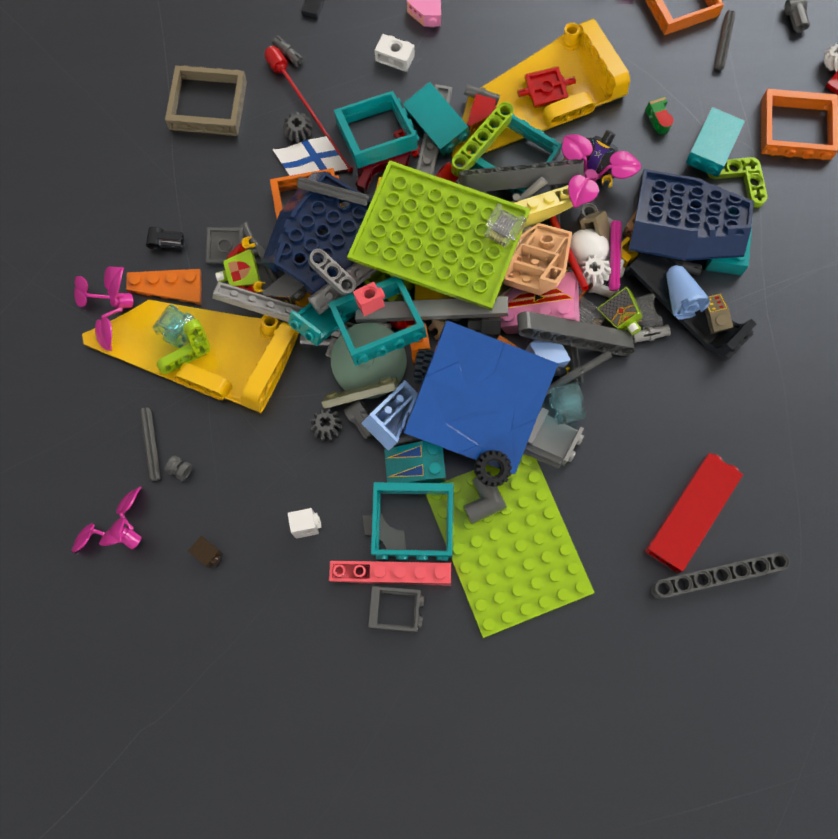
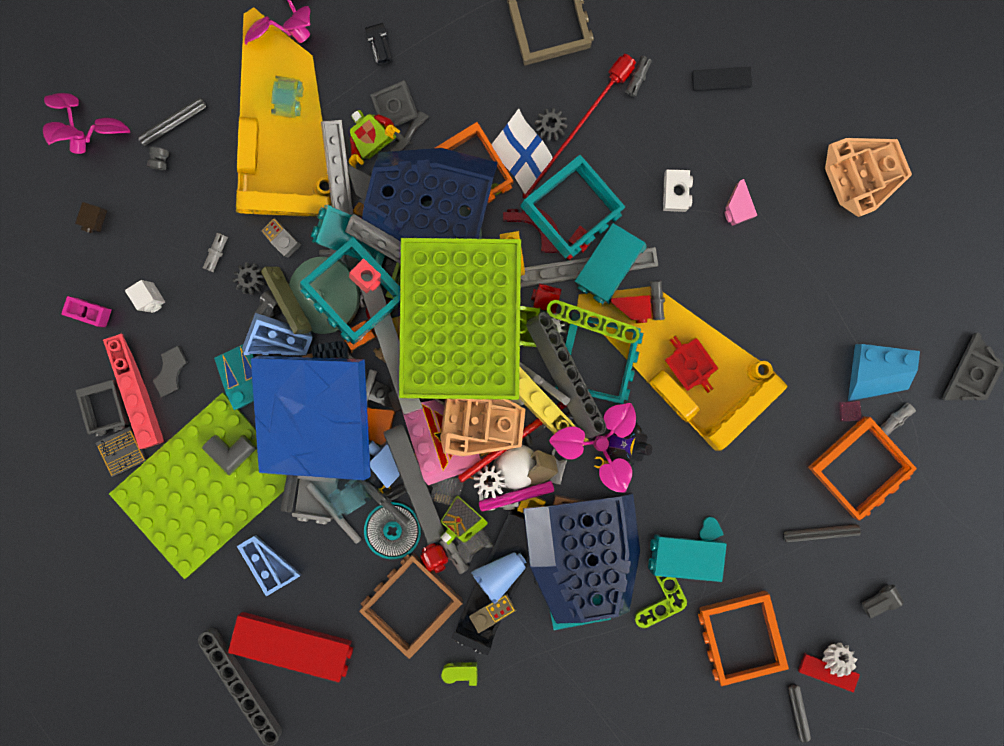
camera: 70 degrees right, 15 degrees up
(173, 284) = (336, 73): orange wing -> none
(196, 348) = (272, 120): lime beam -> none
(288, 448) = (215, 252): none -> light grey pin
(295, 588) = (86, 311): none -> dark pink brick
(299, 382) = (281, 238): none -> light grey slope
(327, 263) = (373, 235): light grey beam -> none
(333, 191) = (470, 194): dark grey axle -> none
(411, 488) = (151, 395): teal window -> none
(445, 610) = (121, 451): none -> dark grey tile
(501, 477) = (258, 444): black tyre -> none
(503, 226) = (483, 380): clear piece -> none
(574, 427) = (342, 522): none -> light grey bar
(607, 504) = (267, 565): none -> light blue wedge
(621, 390) = (390, 545): none -> piece
(648, 350) = (434, 558): none -> red head
(659, 116) = (700, 491): green leg -> none
(694, 120) = (710, 529): none -> teal tile
(711, 372) = (387, 631): none -> medium nougat window
(763, 364) = (460, 672): none -> lime leg

